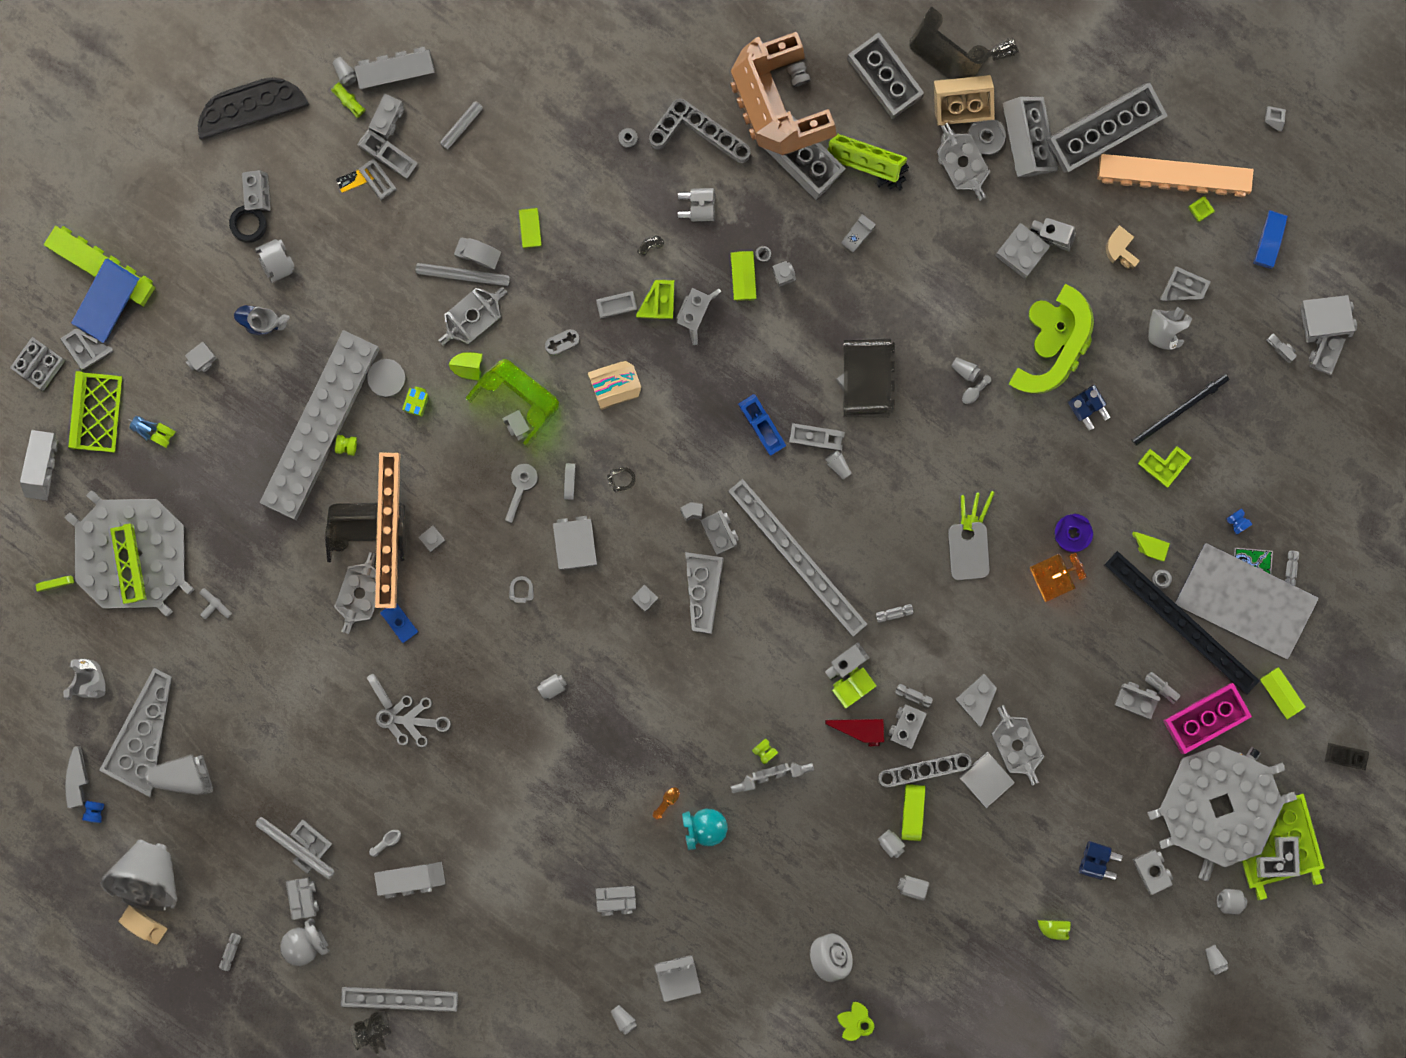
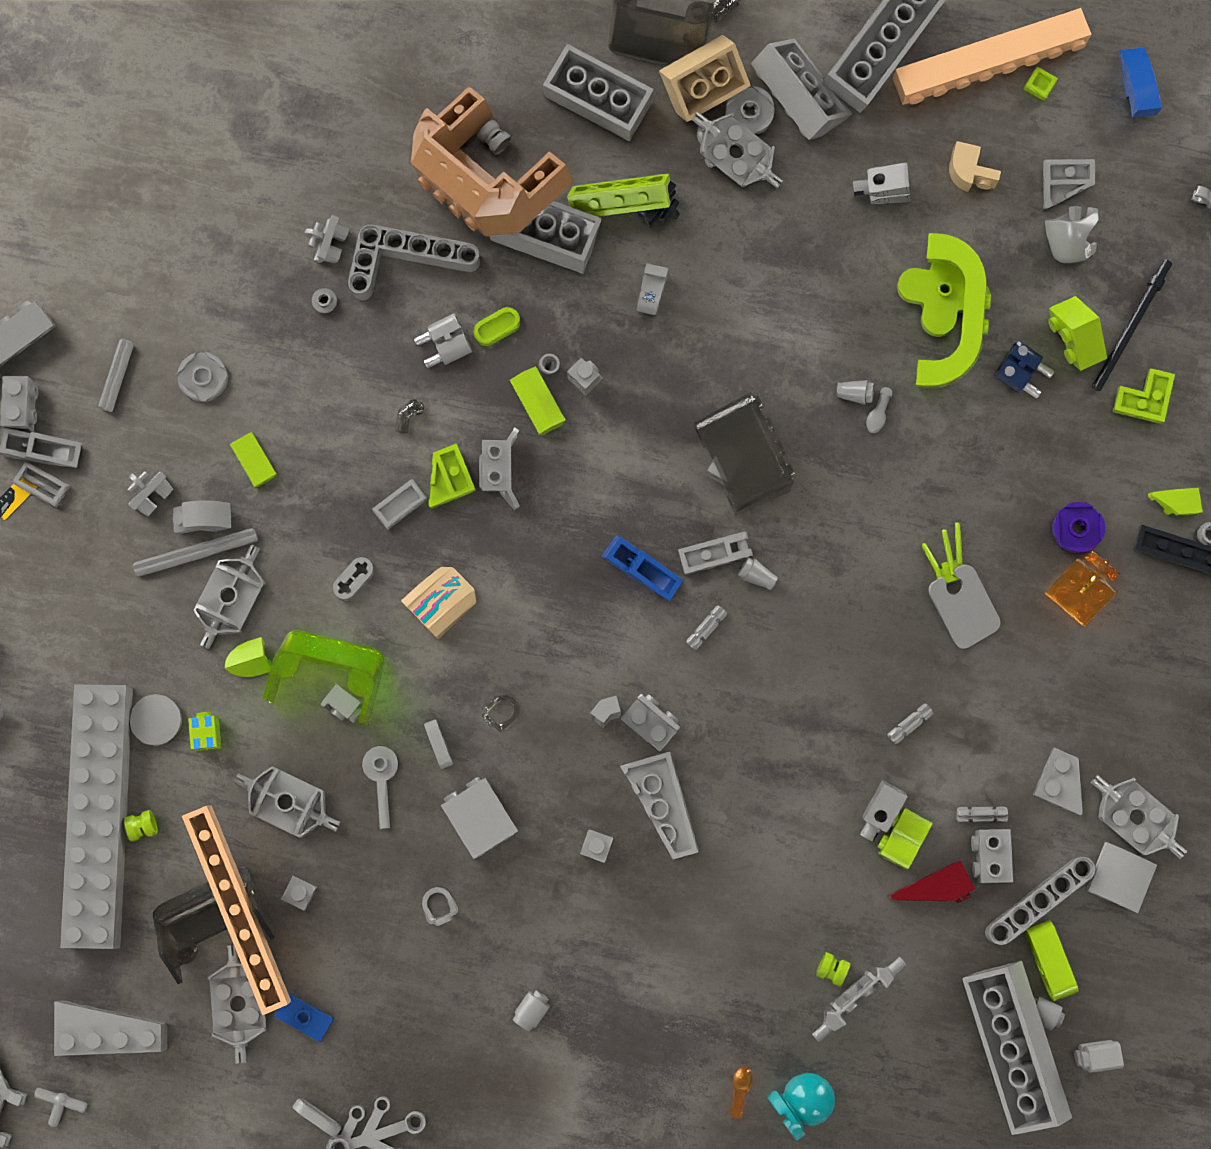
camera: 20 degrees left, 5 degrees down
(260, 569) = (99, 1031): none -> light grey wedge
(441, 221) = (141, 501): none -> light grey hips
(454, 489) = (307, 808): none -> light grey plate
(520, 153) = (202, 376): none -> light grey tile
(644, 102) = (332, 229): none -> light grey hips
(739, 210) = (496, 326): none -> lime tile
(787, 485) = (706, 627): none -> light grey axle
(797, 557) = (761, 710): light grey plate -> none
(861, 857) = (1017, 1048): none -> light grey brick
(1022, 250) = (856, 222): light grey brick -> none
(1137, 398) = (1080, 331): none -> lime brick

